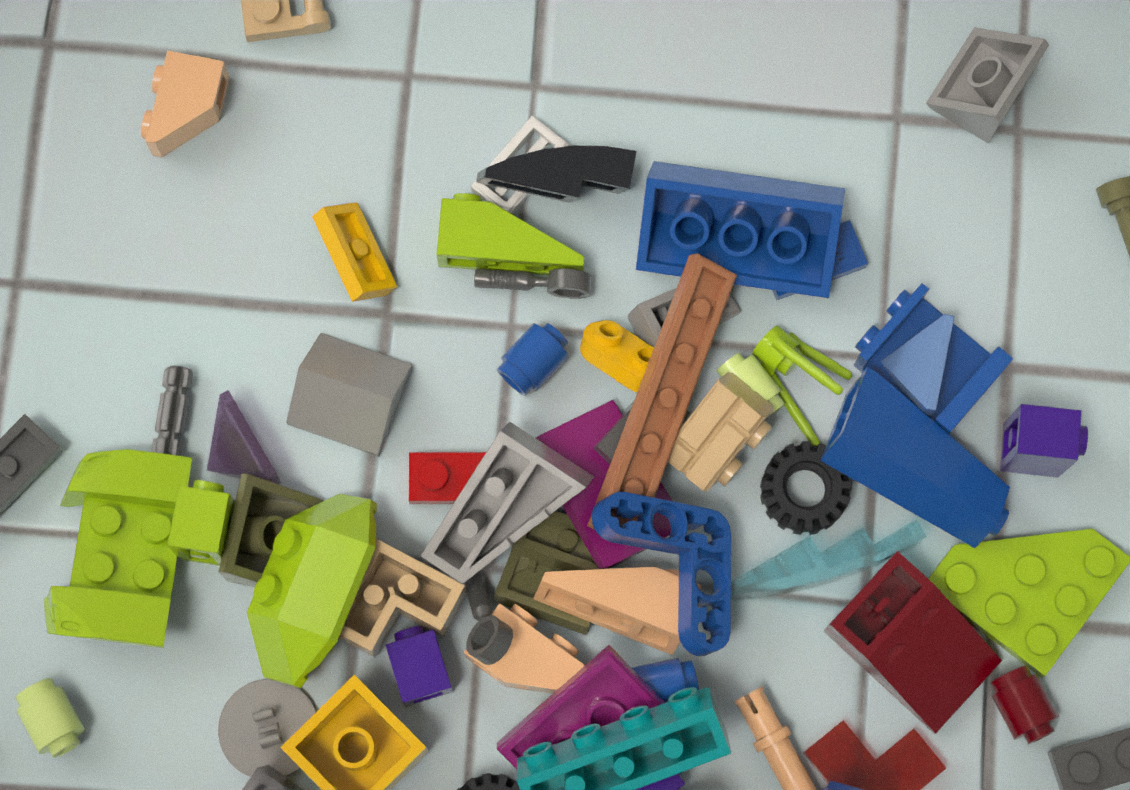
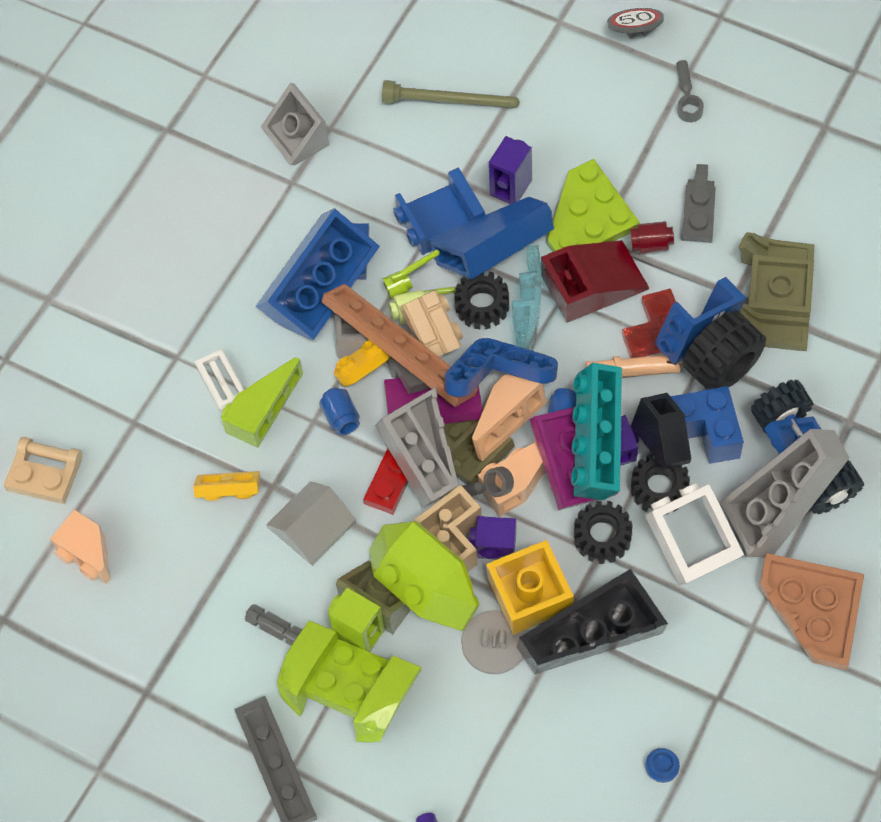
camera: 60 degrees left, 15 degrees down
(49, 718) = (433, 764): yellowish green brick -> none
(234, 445) = (311, 592): clear purple slope -> none
(560, 282) = (302, 381): dark grey piece -> none
(562, 171) = (239, 351): black slope -> none
(920, 364) = (440, 213): medium blue slope -> none

